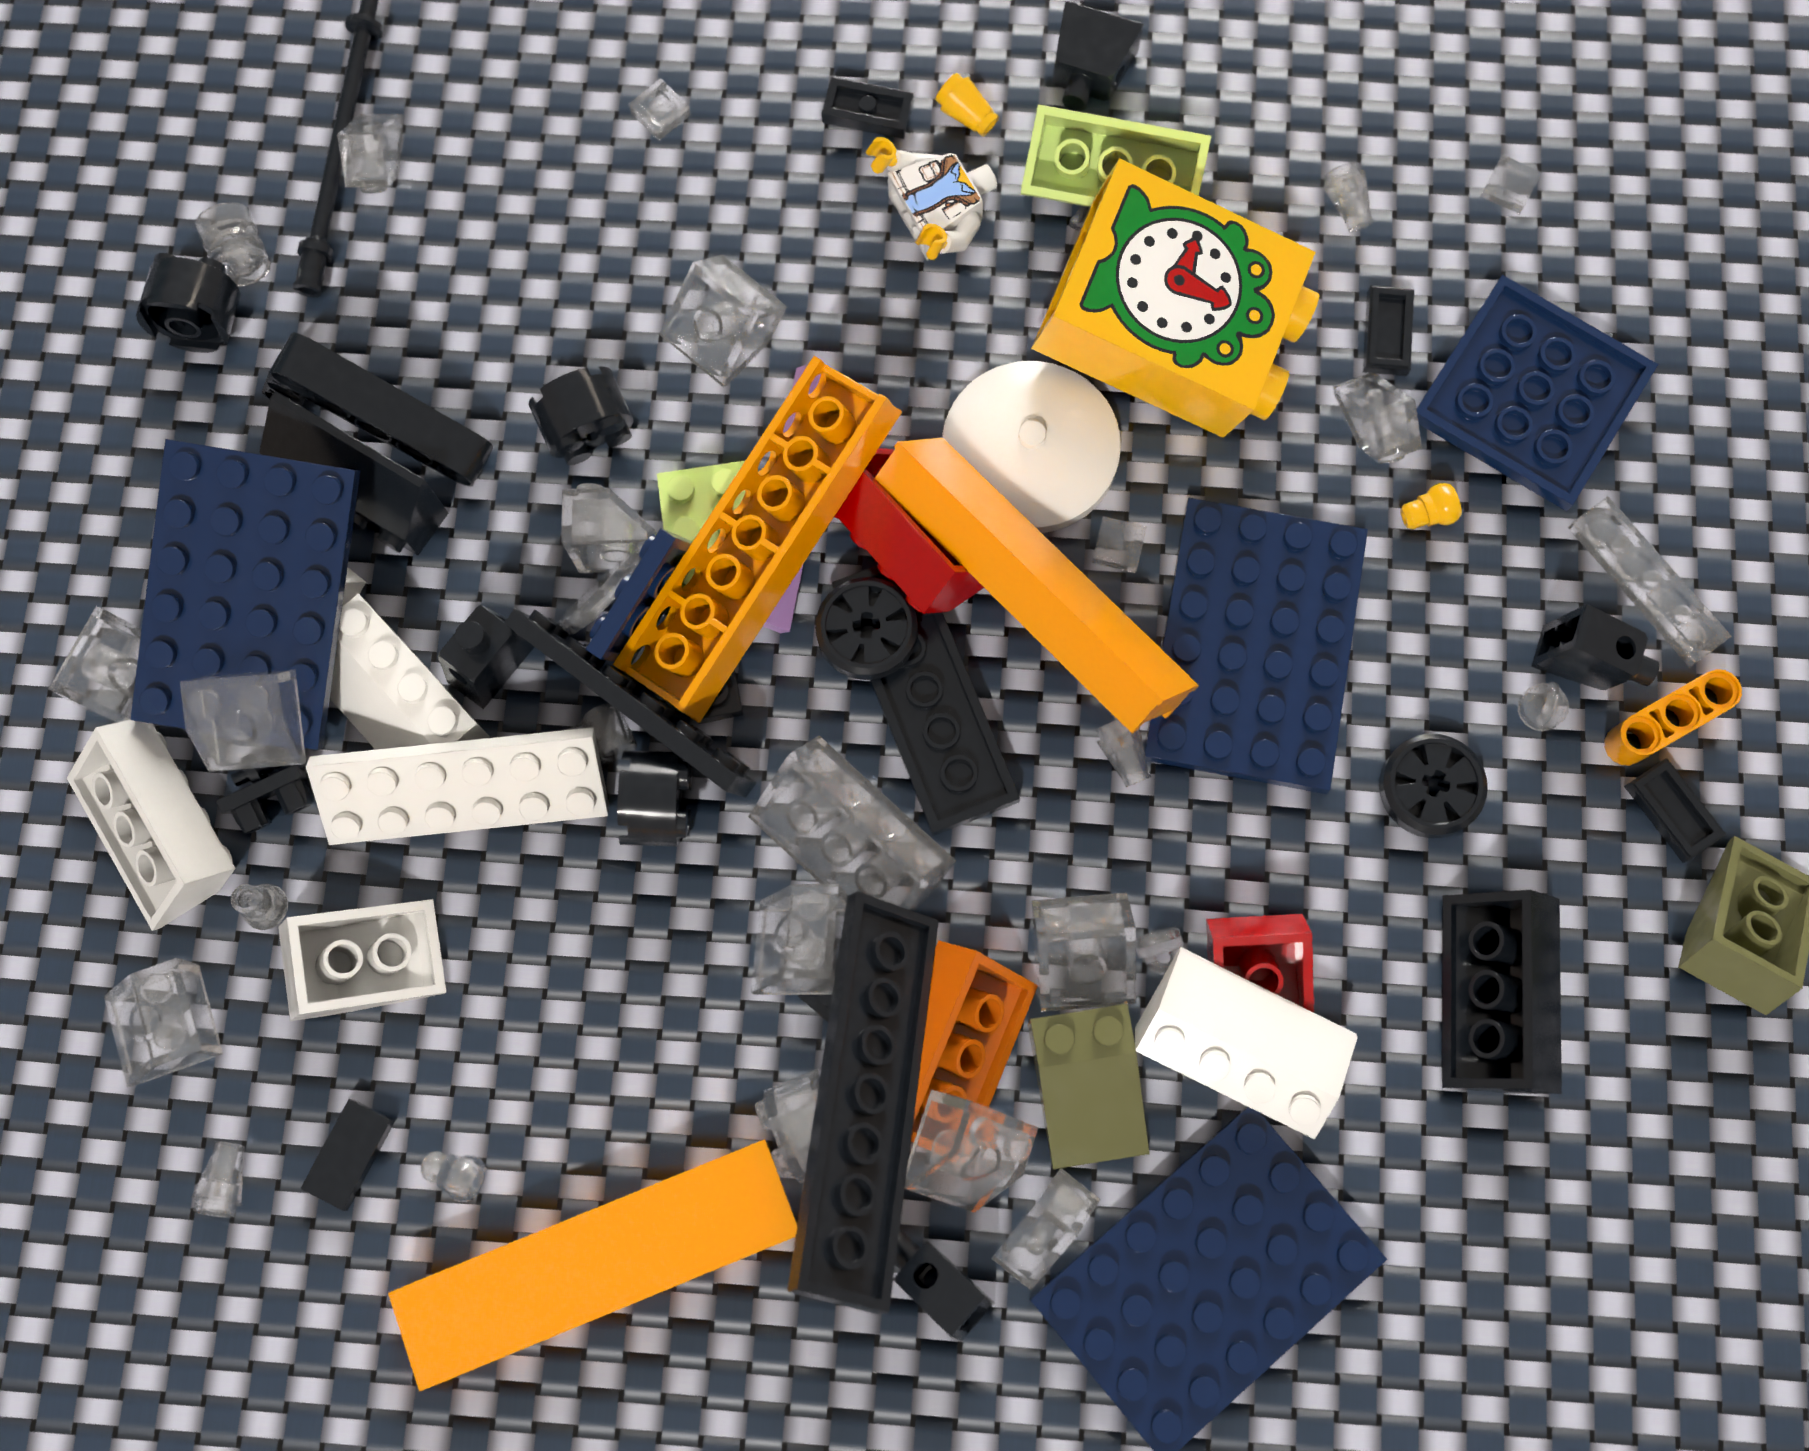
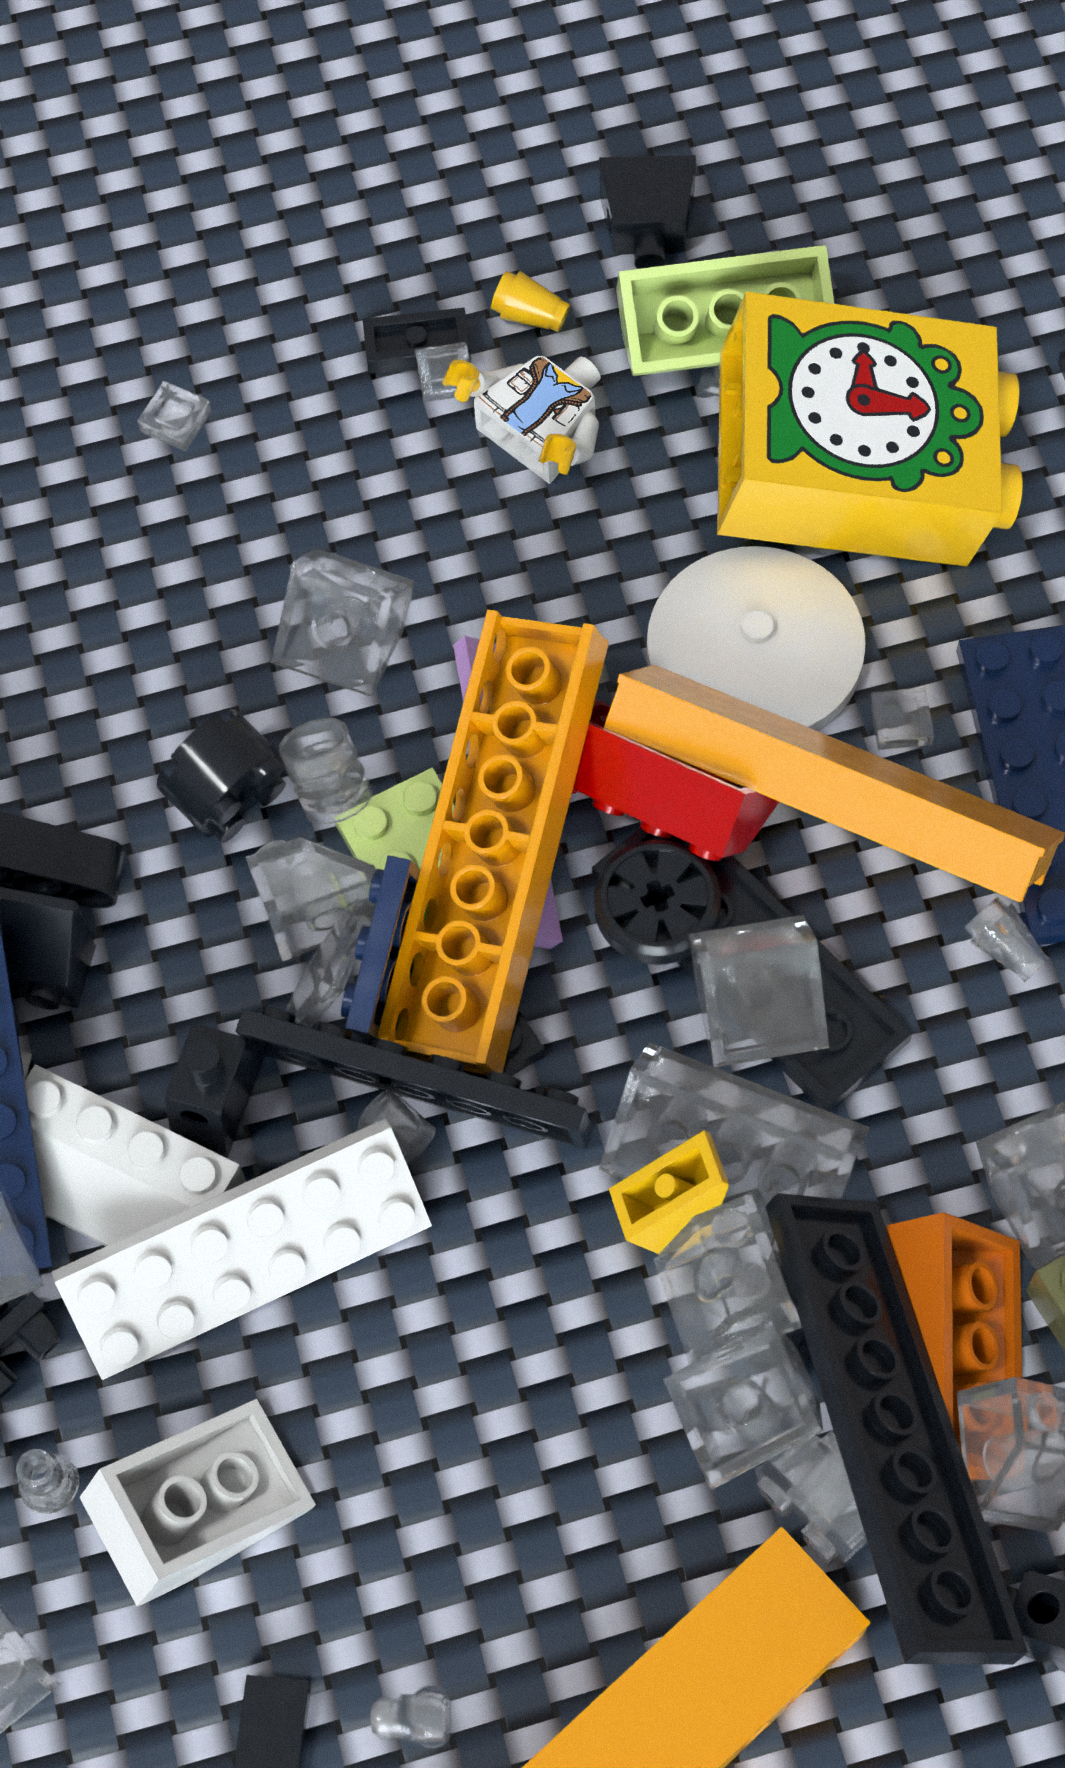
camera: 20 degrees left, 10 degrees down
(653, 798) = (487, 1179): black brick -> none
(659, 437) = (326, 769): none -> clear wheel
(771, 1041) = (745, 1403): none -> clear slope
(779, 860) = (670, 1192): none -> yellow slope
(871, 128) = (433, 366): none -> clear slope
(913, 725) = (760, 990): none -> clear slope
(1349, 194) = (996, 265): clear cone -> none

